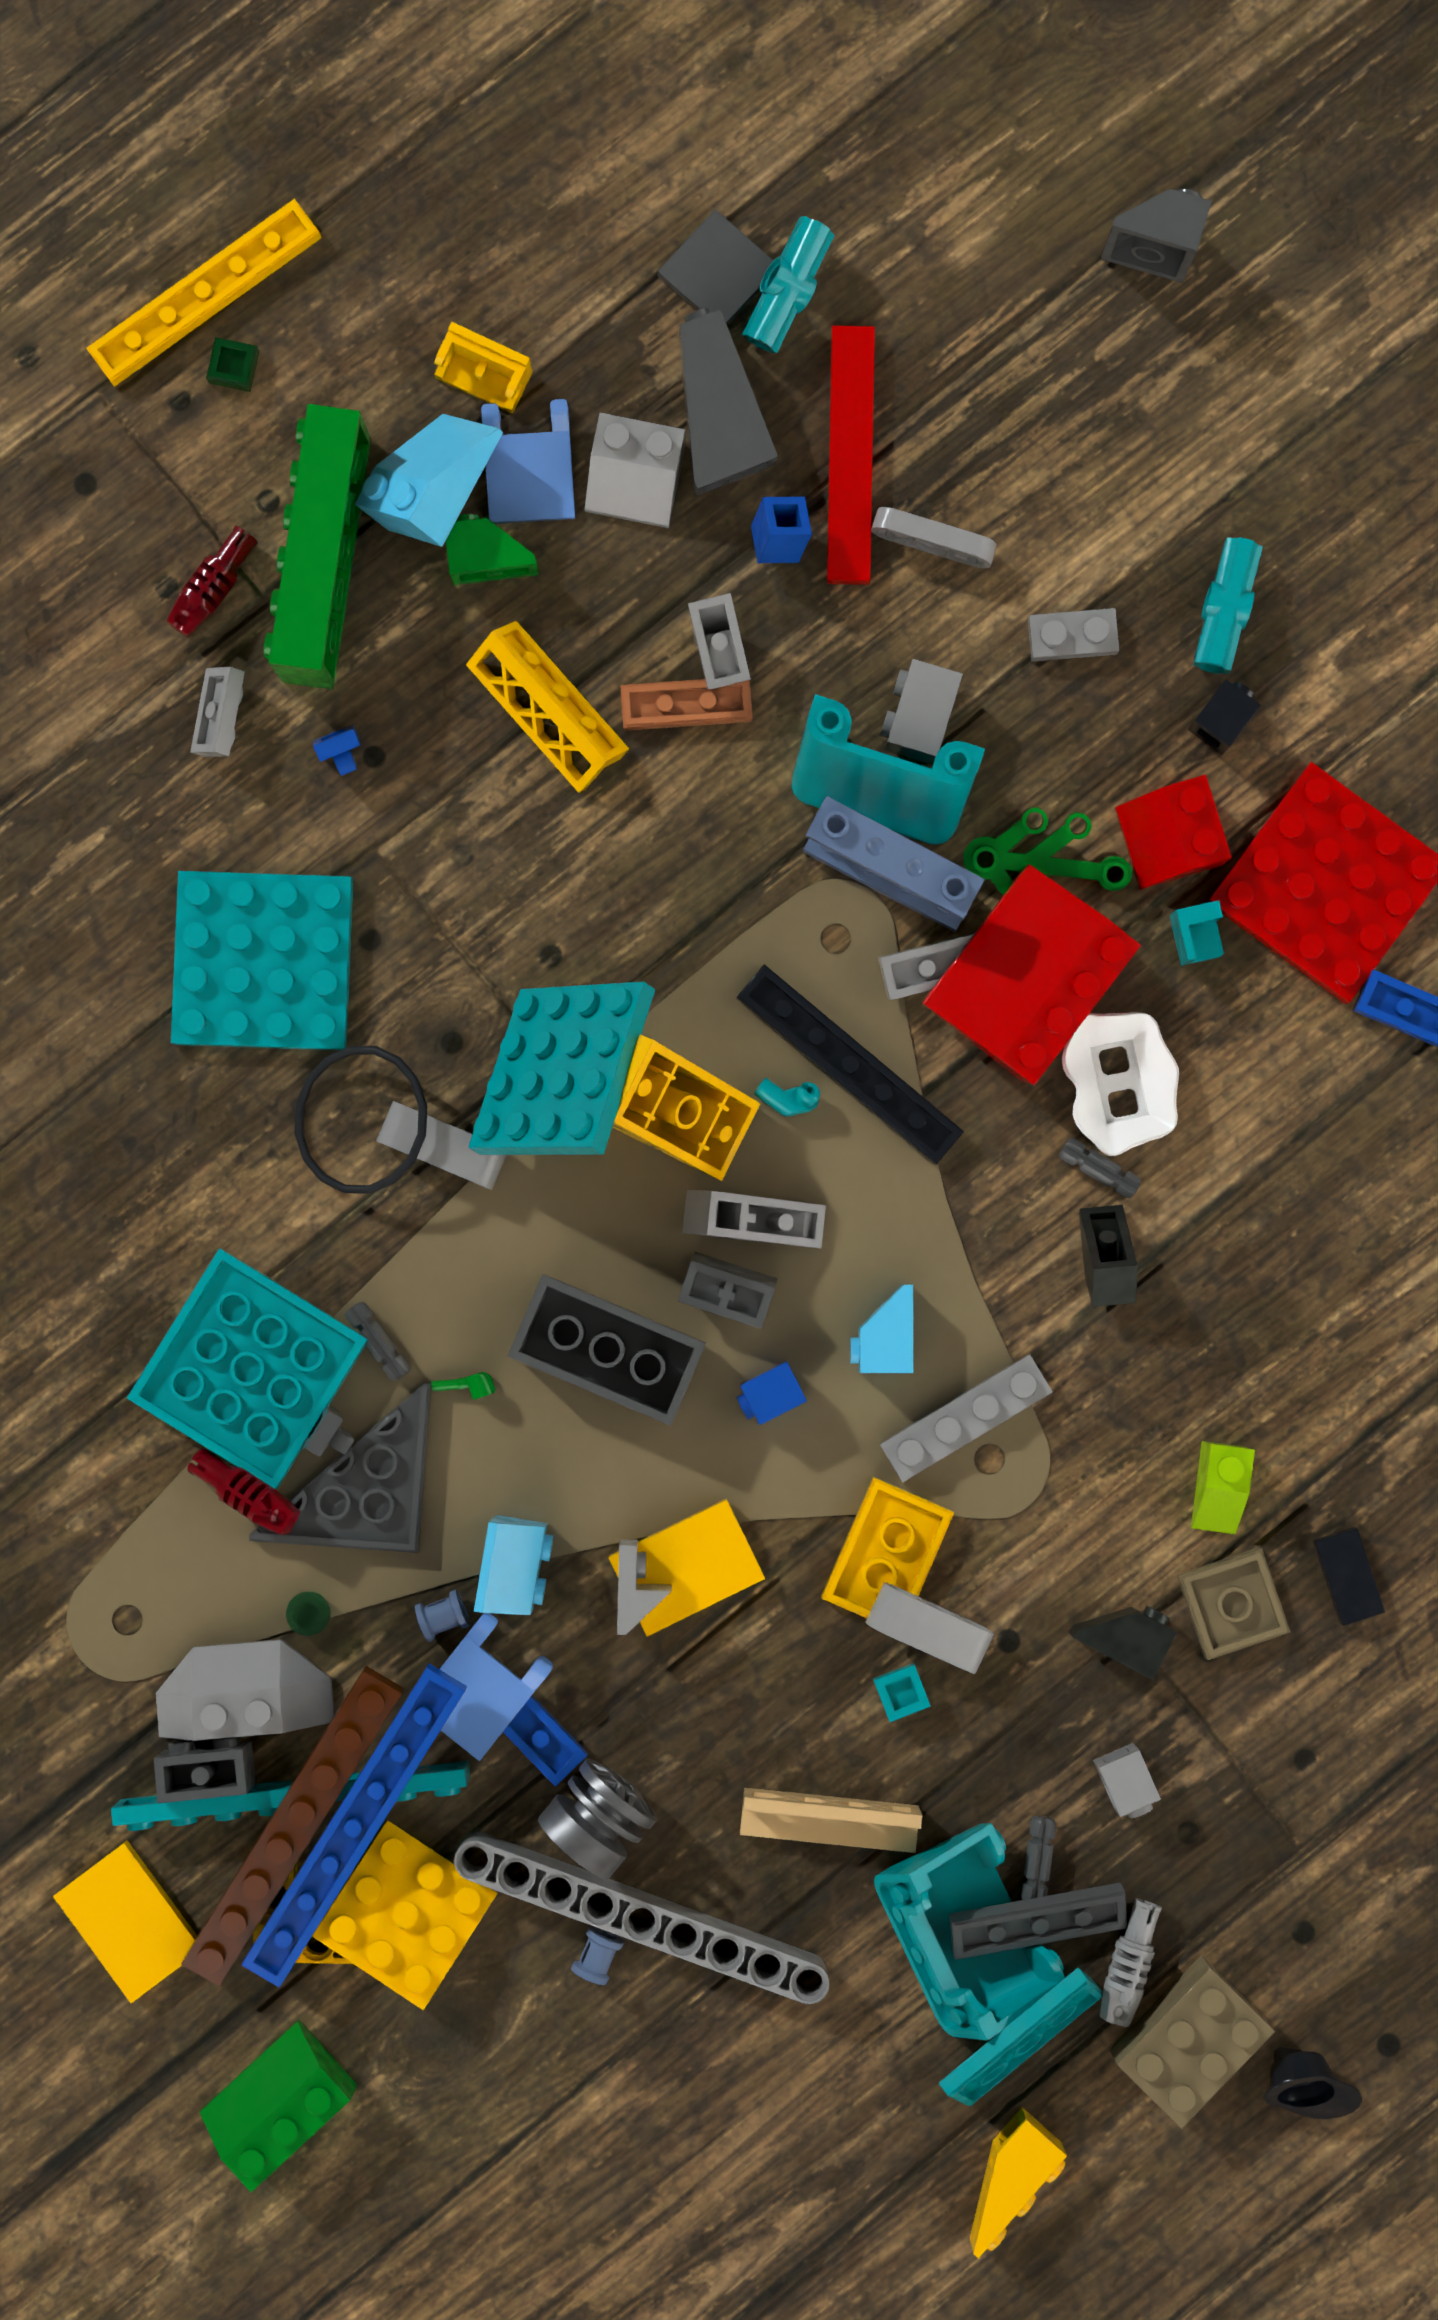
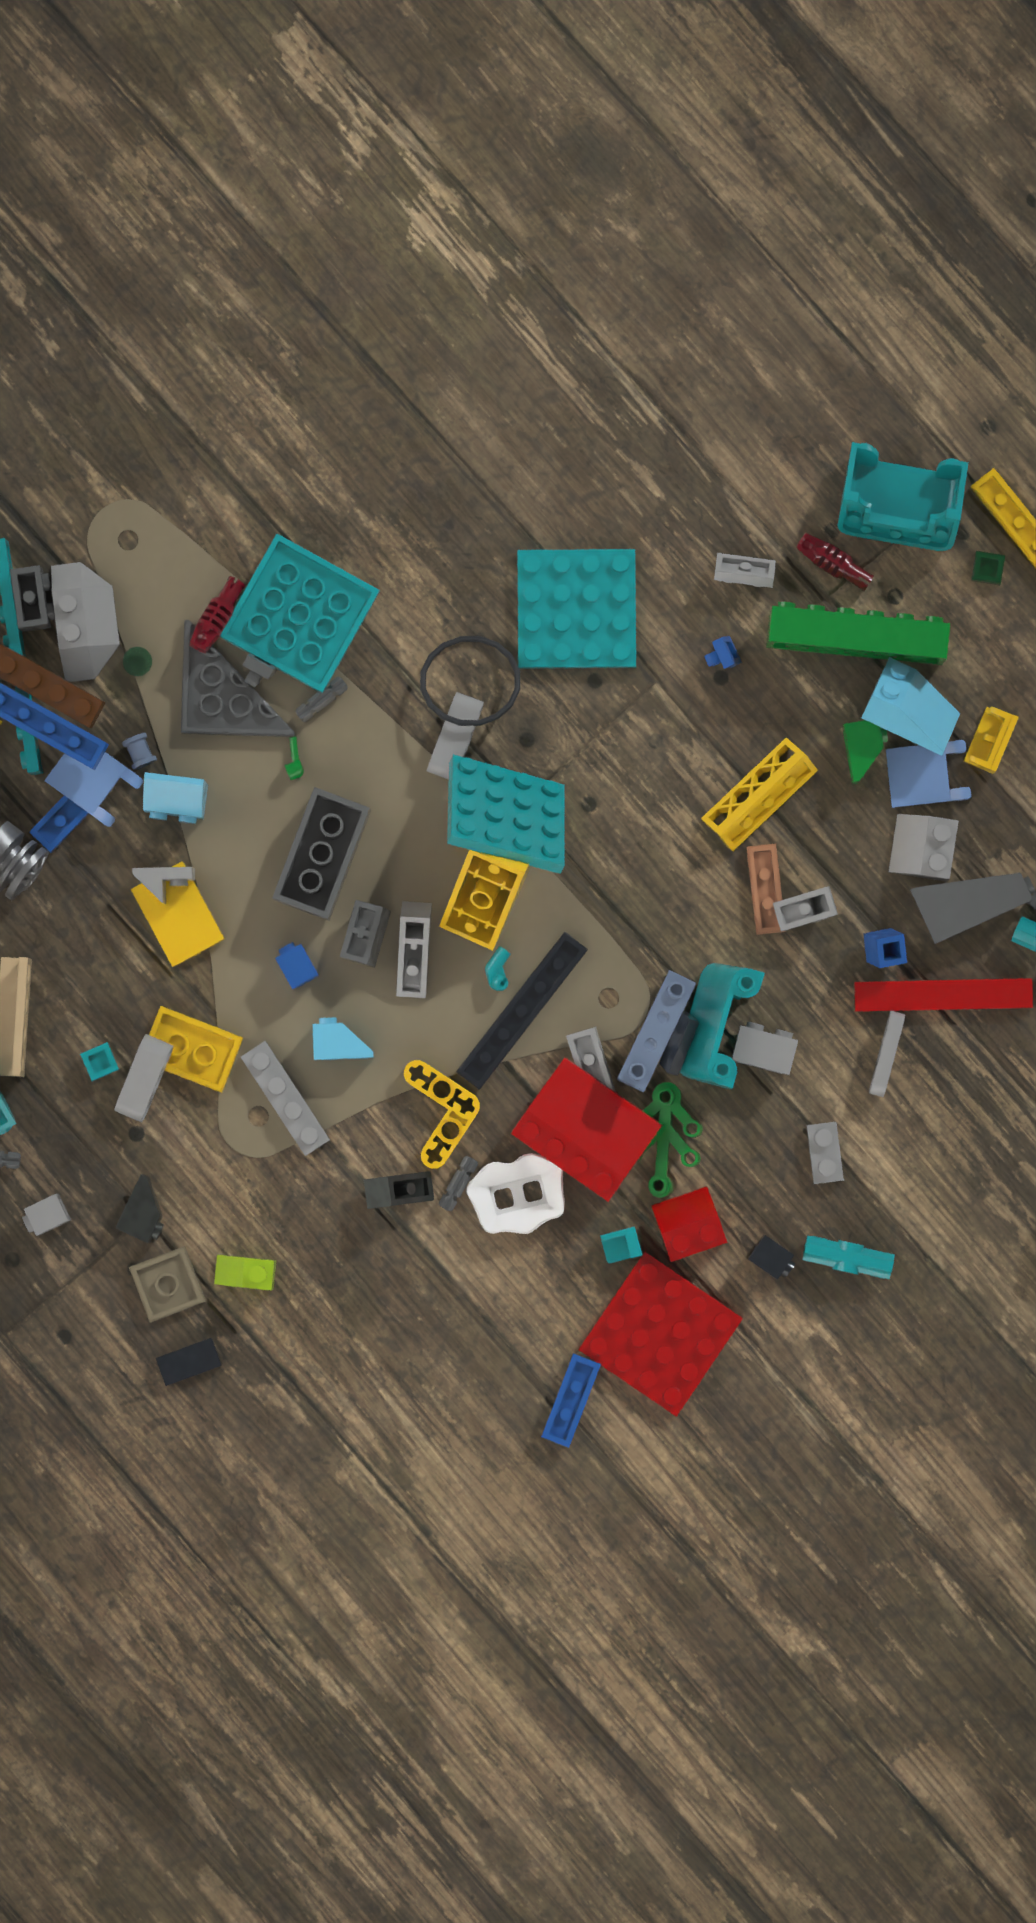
camera: 90 degrees right, 0 degrees up
(130, 476) = (902, 501): none -> teal windscreen
(913, 829) = (679, 1043): none -> black tile
(999, 1173) = (452, 1115): none -> yellow beam

